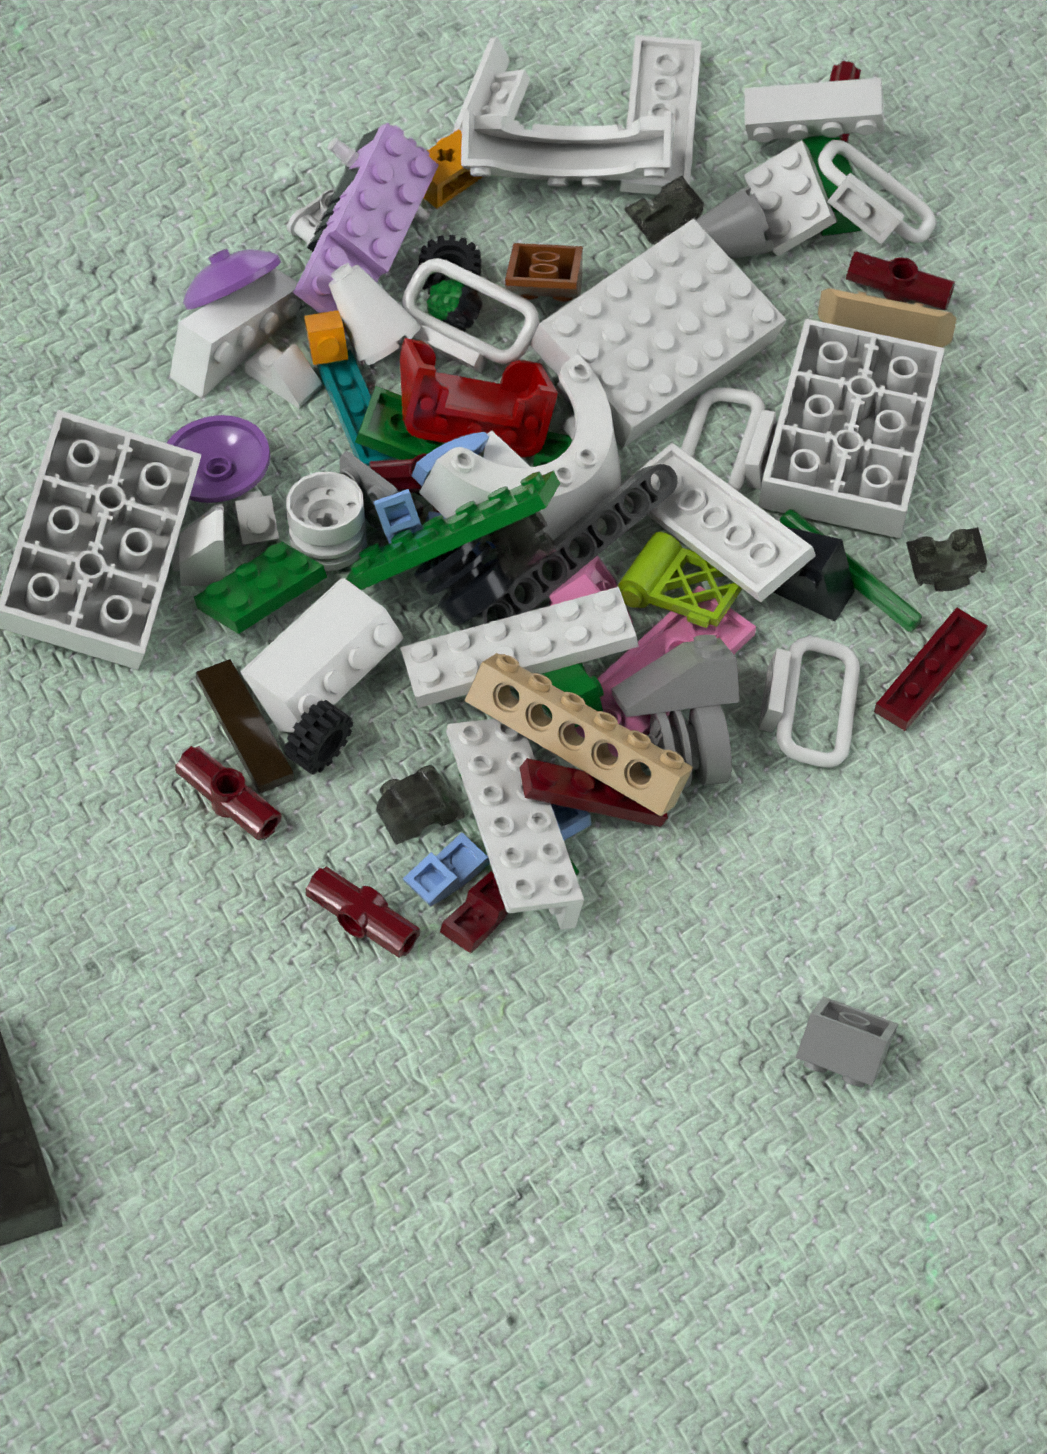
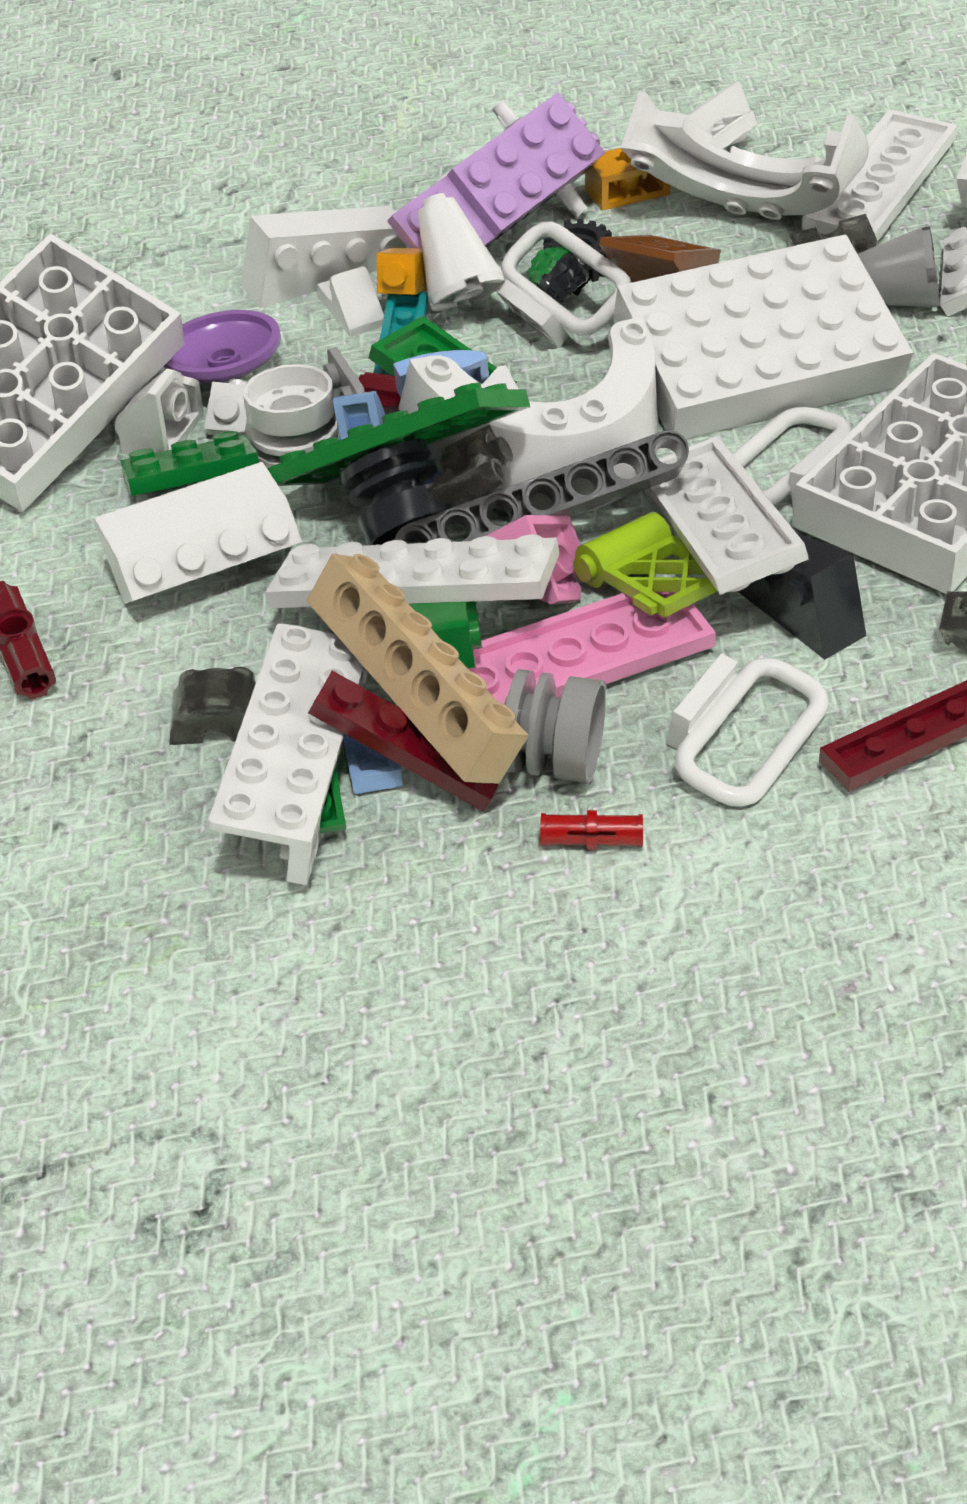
camera: 30 degrees right, 10 degrees down
(228, 274) = (342, 192): medium lavender dish -> none
(244, 726) = (84, 594): dark brown tile -> none
(318, 737) = (131, 591): black tyre -> none
(362, 912) = (74, 796): dark red piece -> none
(448, 871) = (184, 787): light blue slope -> none
(453, 406) = (468, 322): red windscreen -> none
(476, 916) = (196, 847): dark red slope -> none
(684, 678) = (594, 647): light grey slope -> none
(748, 819) = (591, 830): none -> red pin
(846, 1042) = (563, 1121): light grey slope -> none
(866, 582) = (888, 636): green axle -> none

